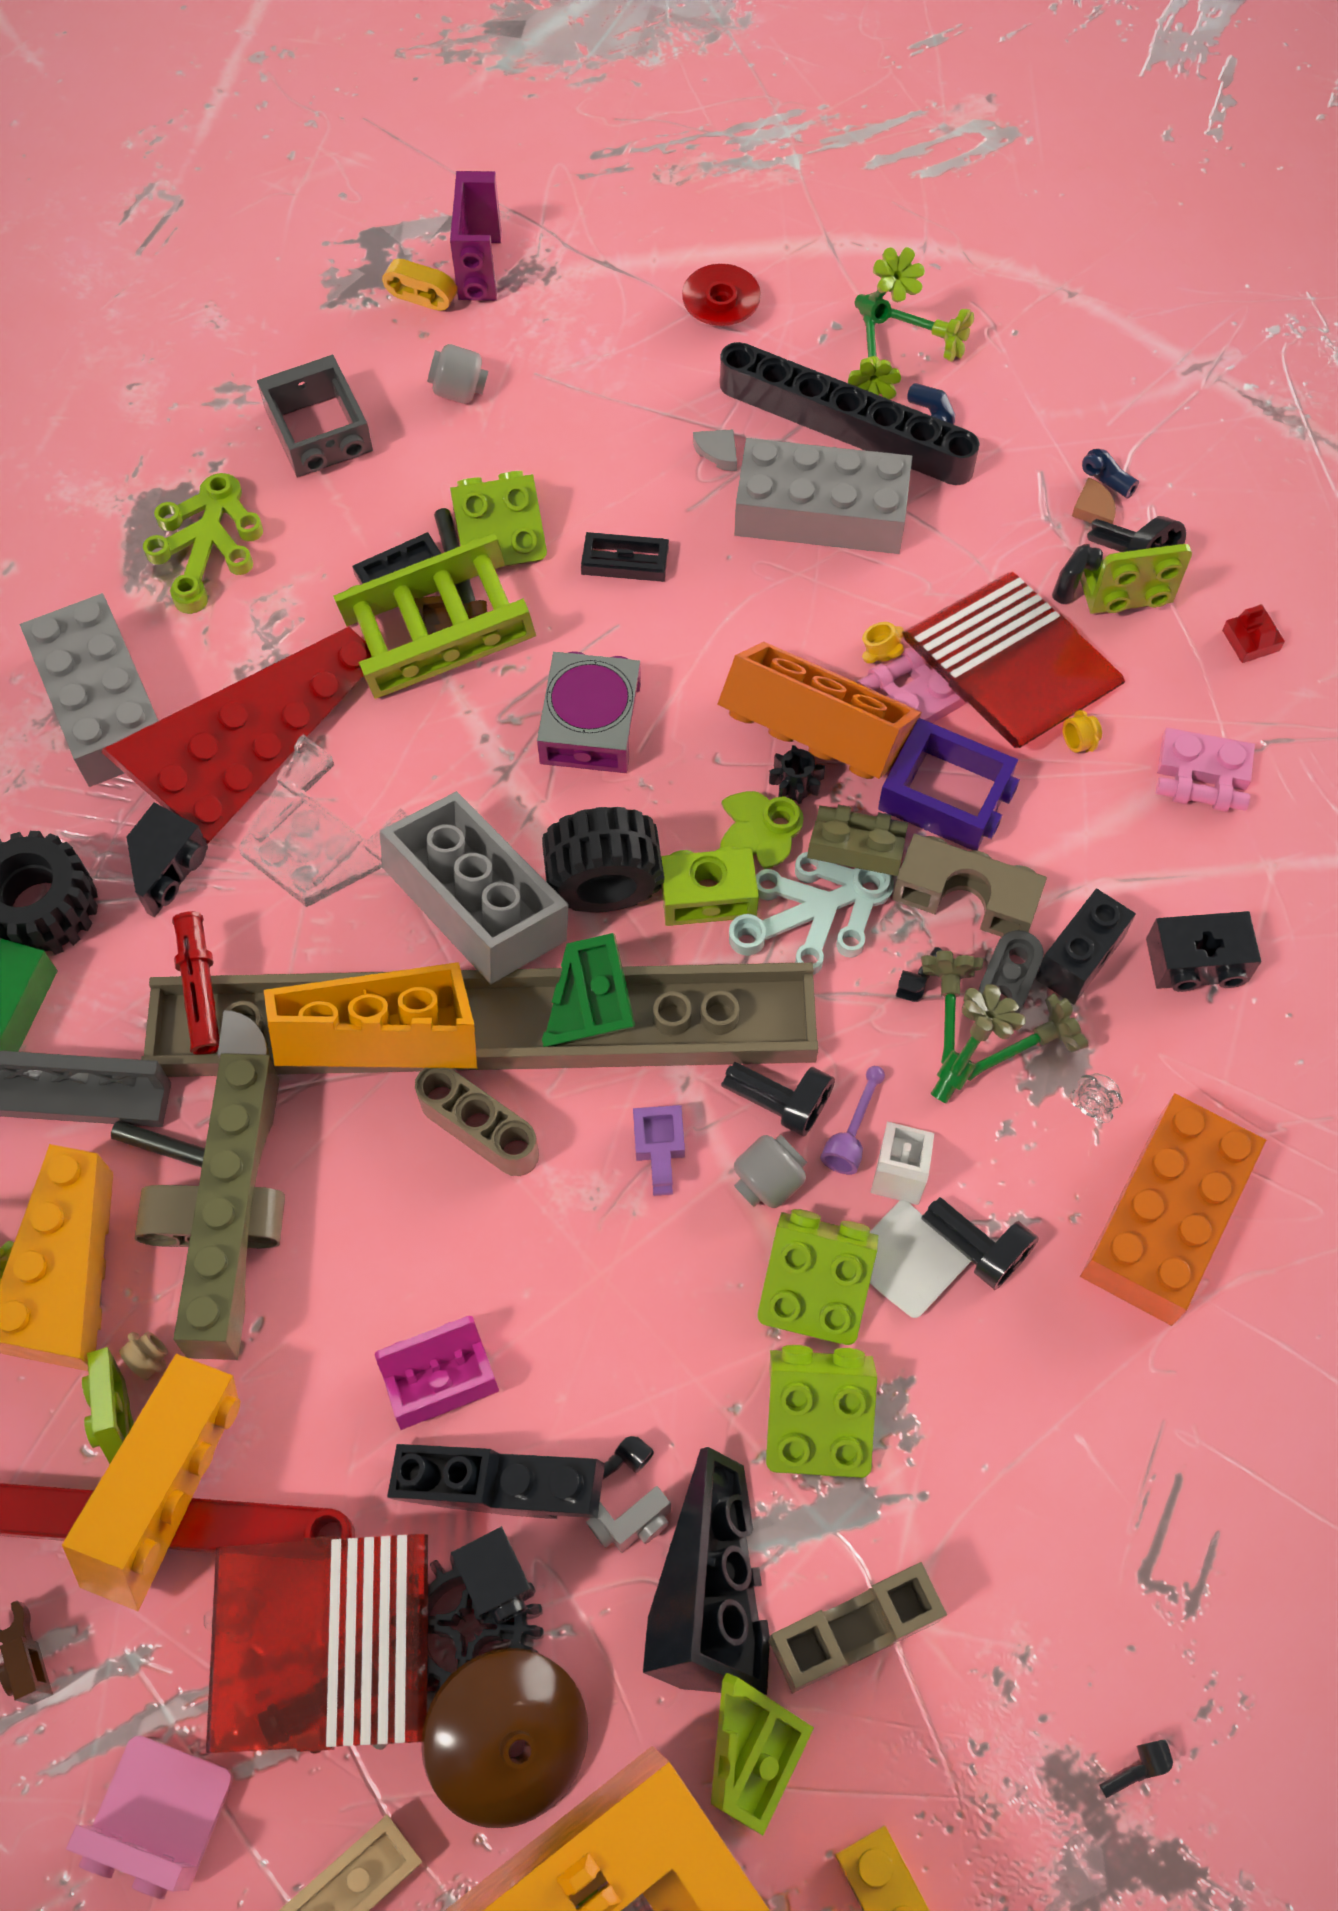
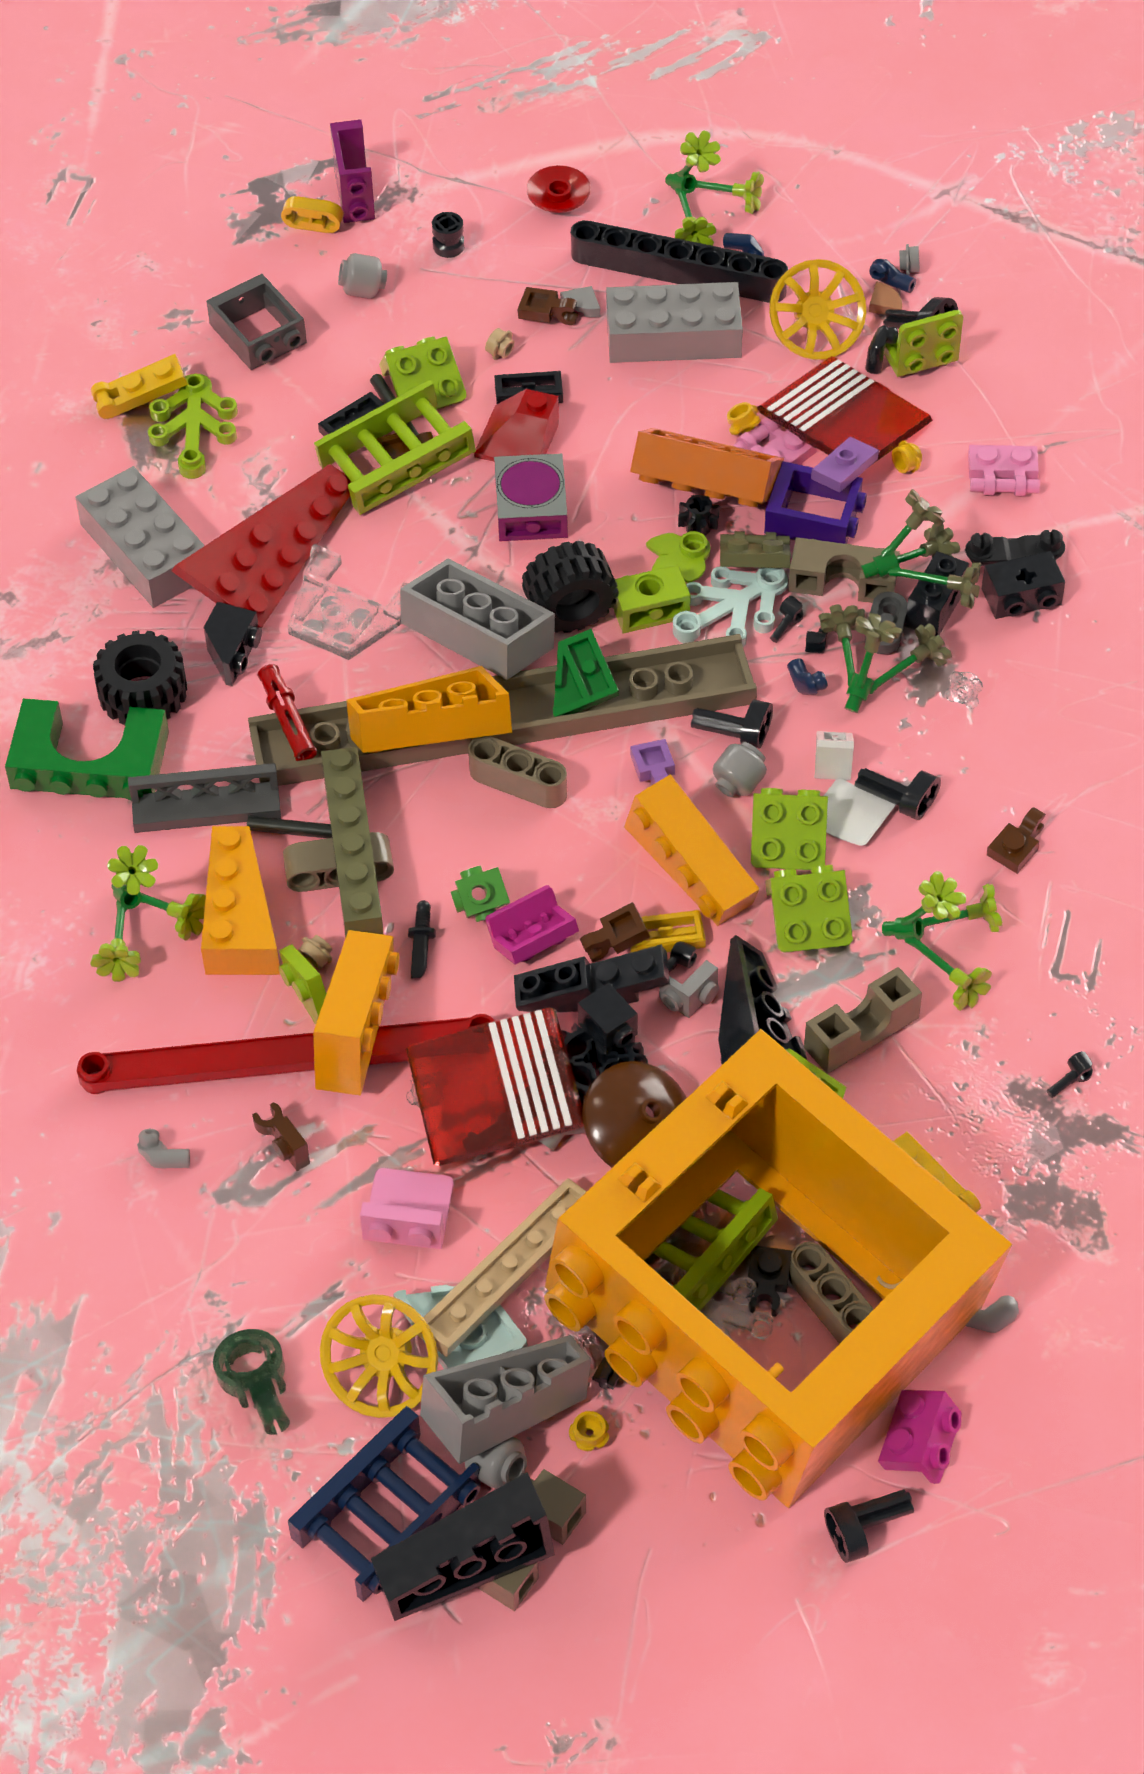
camera: 10 degrees left, 10 degrees down
(151, 481) = (138, 387): none -> yellow plate
(241, 1036) = (330, 739): light grey tile -> none
(290, 1357) = (421, 934): none -> black piece
(379, 1309) = (490, 882): none -> bright green brick
(553, 1408) = (620, 930): none -> reddish brown plate
(574, 334) = (448, 234): none -> black wheel
(600, 612) = (520, 426): none -> red slope
(602, 490) = (499, 343): none -> tan plate
(618, 1429) = (668, 936): none -> yellow tile
(667, 445) = (543, 304): none -> reddish brown plate
(677, 1300) = (690, 850): none -> light orange wedge
(843, 1150) = (794, 749): medium lavender hinge -> none
(883, 1044) = (805, 681): none -> dark blue arm
(892, 937) = (793, 613): none -> black hand
(998, 738) = (844, 464): none -> medium lavender plate
(999, 1480) = (943, 903): none -> lime plant
(1005, 507) = (816, 309): none -> yellow wheel
(1098, 873) = (937, 540): none -> olive plant
(1124, 1357) = (1017, 845): none -> reddish brown plate
(1136, 453) = (909, 259): none -> light grey plate
(1173, 1209) = (1031, 746): orange brick -> none
(1201, 893) = (991, 550): none -> black piece
(1253, 634) = (1022, 372): red tile -> none

